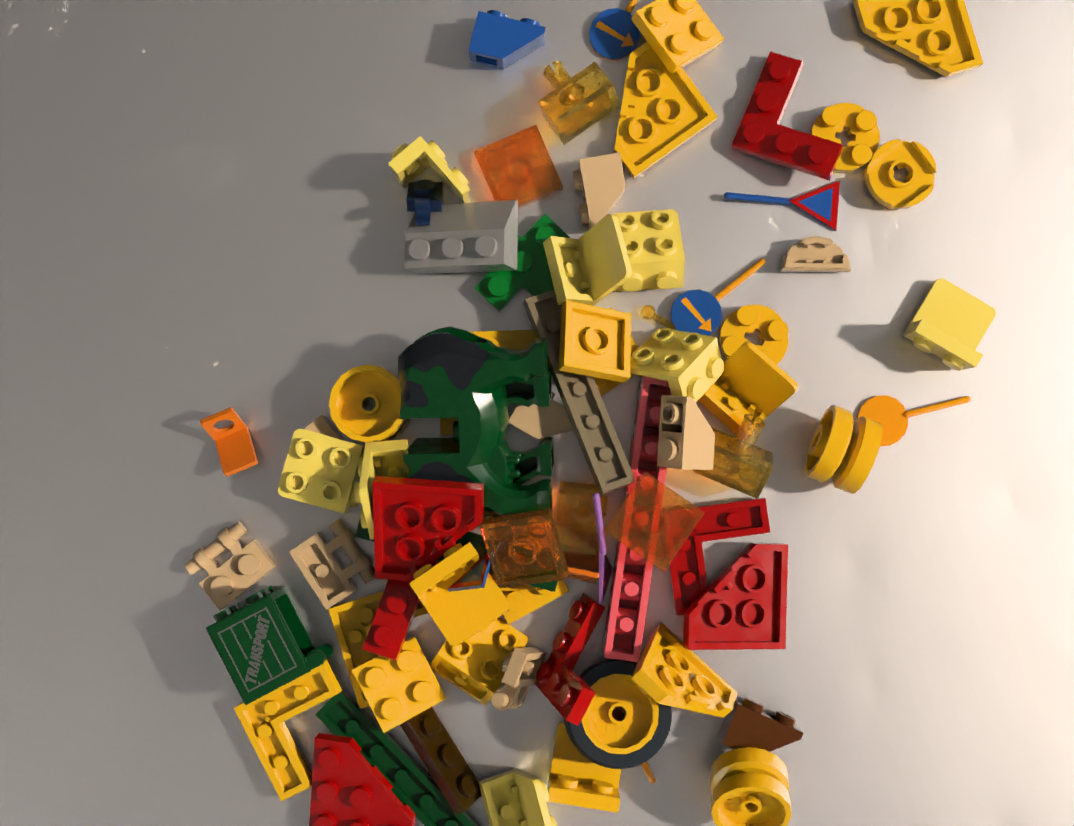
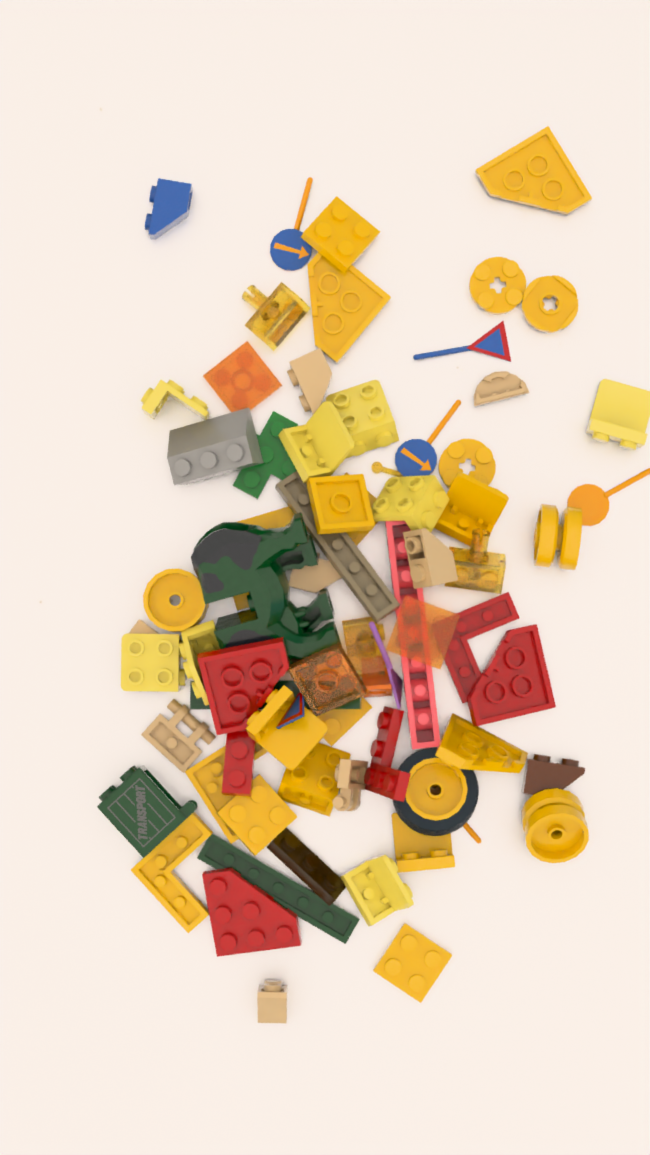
camera: 15 degrees left, 0 degrees up
(232, 443) = (72, 660): orange bracket -> none
(236, 574) = (104, 763): tan plate -> none
(423, 199) = (174, 424): dark blue plate -> none
(502, 40) = (202, 281): blue slope -> none
(766, 139) = (427, 296): red plate -> none

